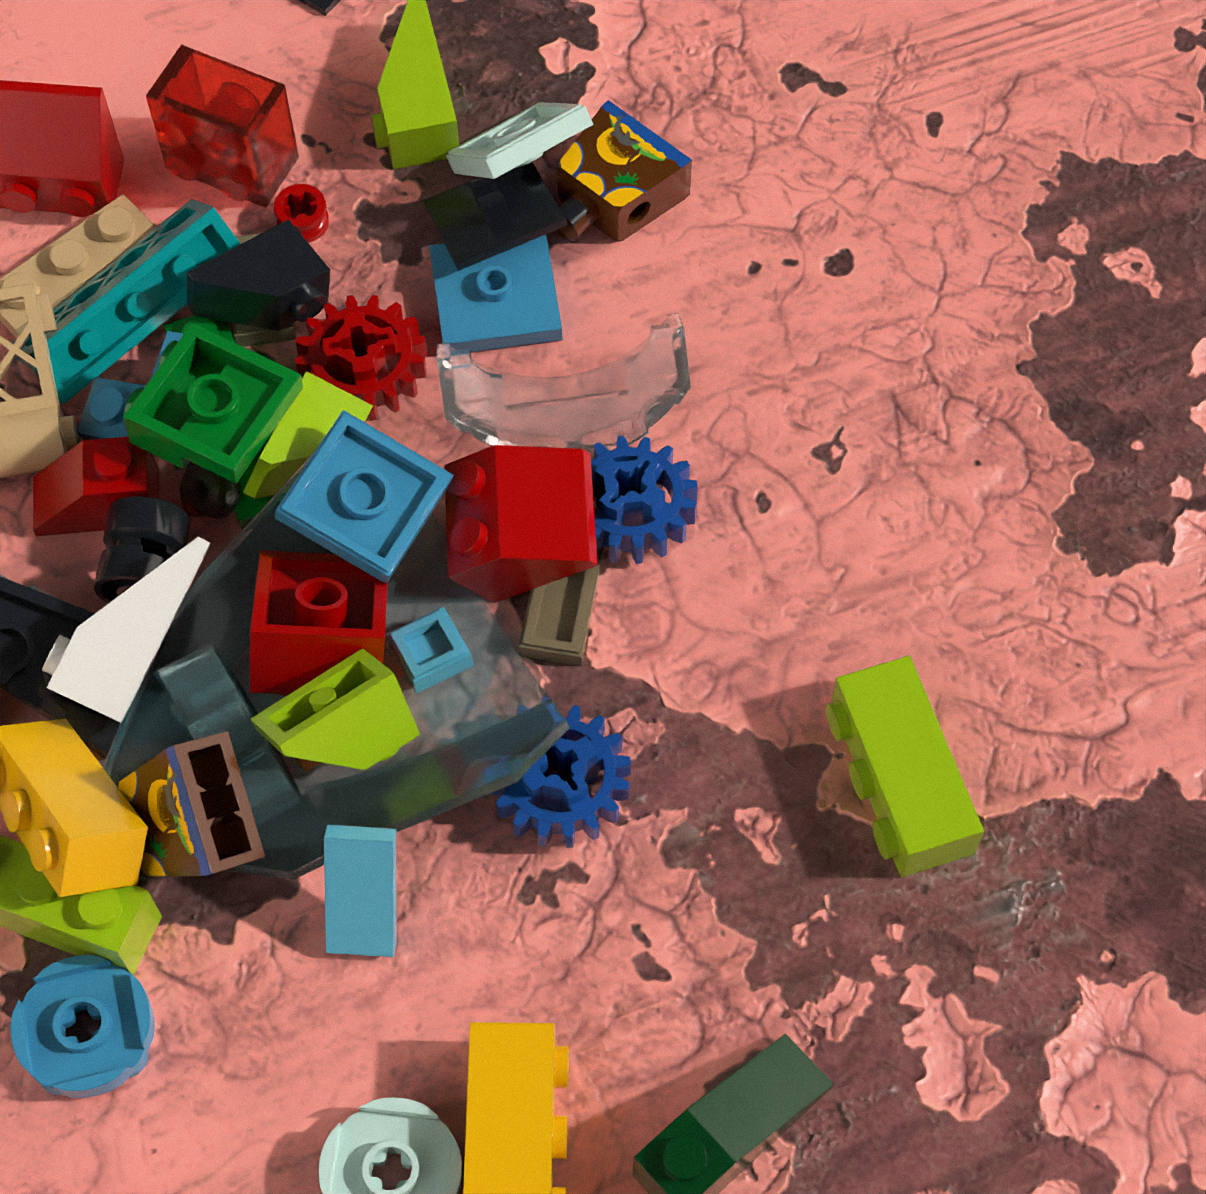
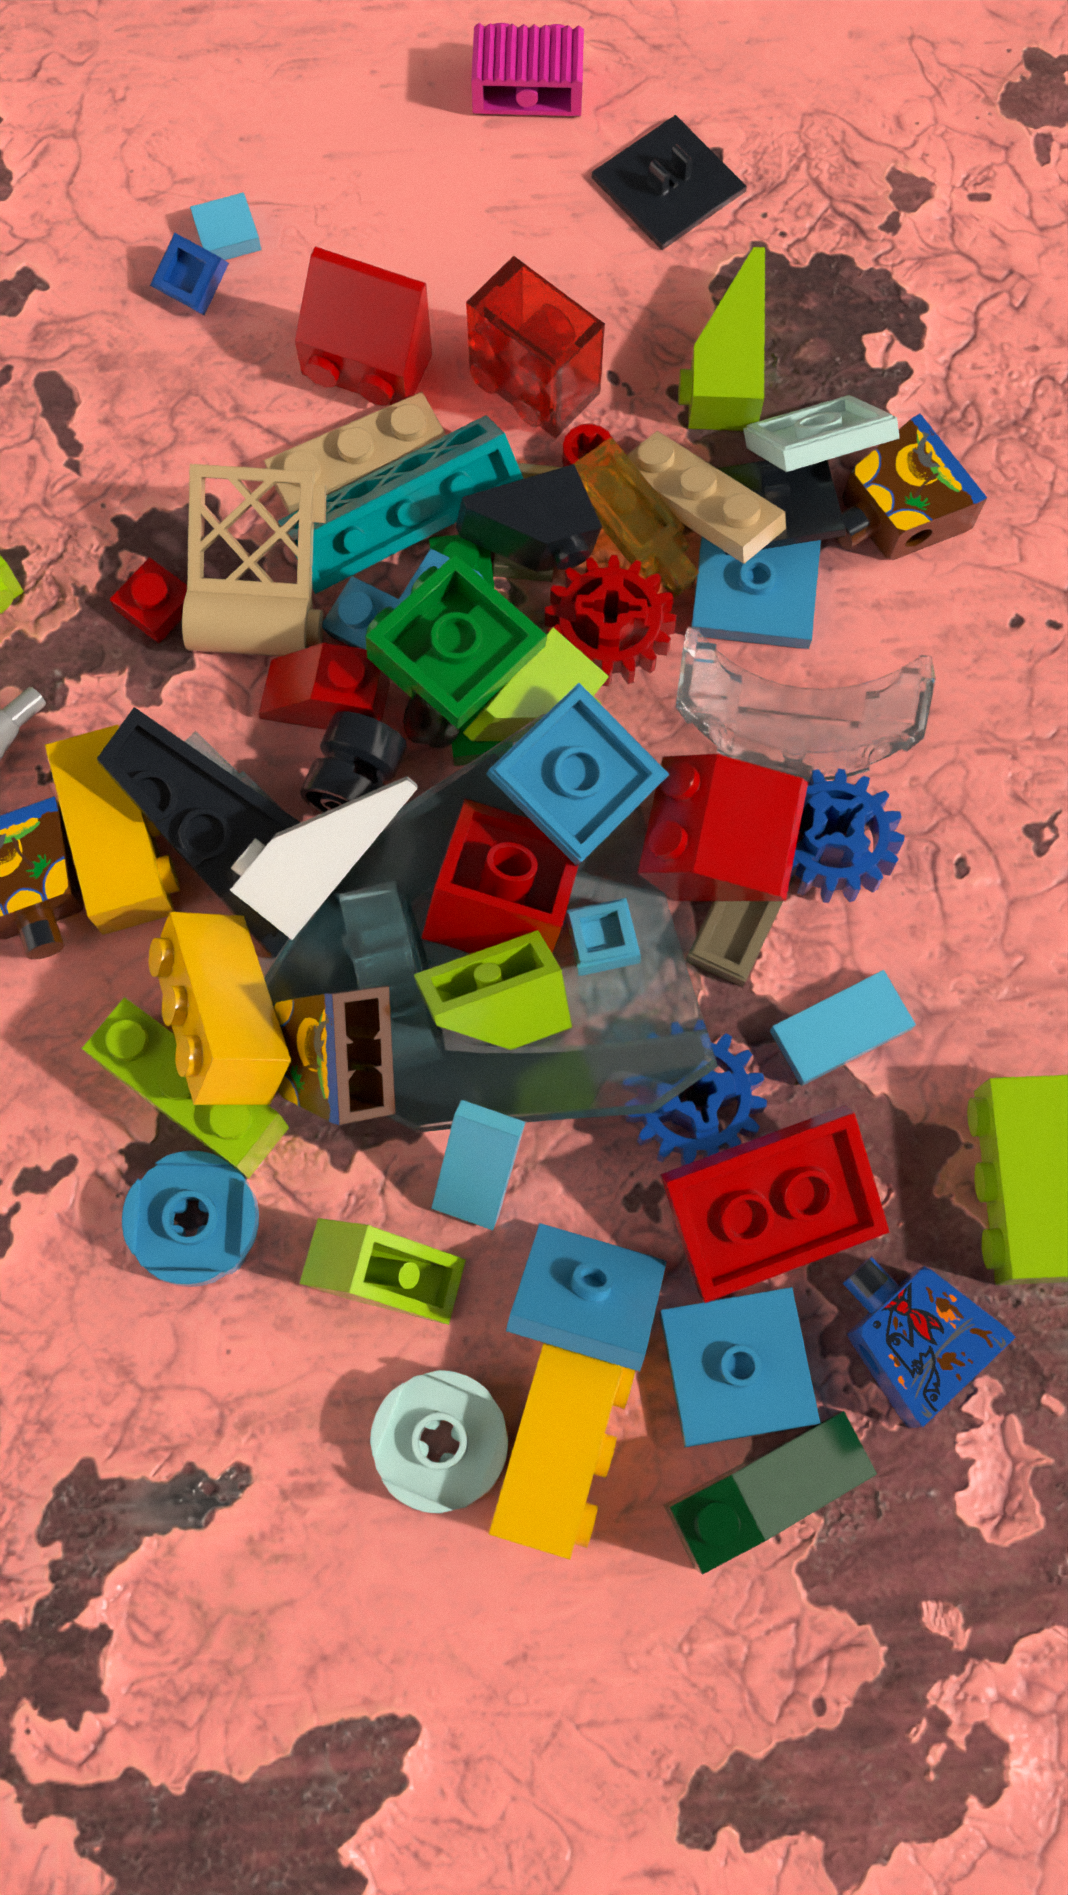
camera: 15 degrees right, 10 degrees up
(290, 1020) = (382, 1270): none -> lime slope
(363, 257) = (636, 516): none -> clear yellow hinge
(420, 224) = (708, 498): none -> tan plate
(502, 987) = (588, 1297): none -> dark azure plate
(663, 851) = (775, 1203): none -> red plate
(671, 1020) = (739, 1367): none -> dark azure plate
(687, 676) = (842, 1028): none -> medium azure tile
(838, 939) = (921, 1338): none -> blue torso

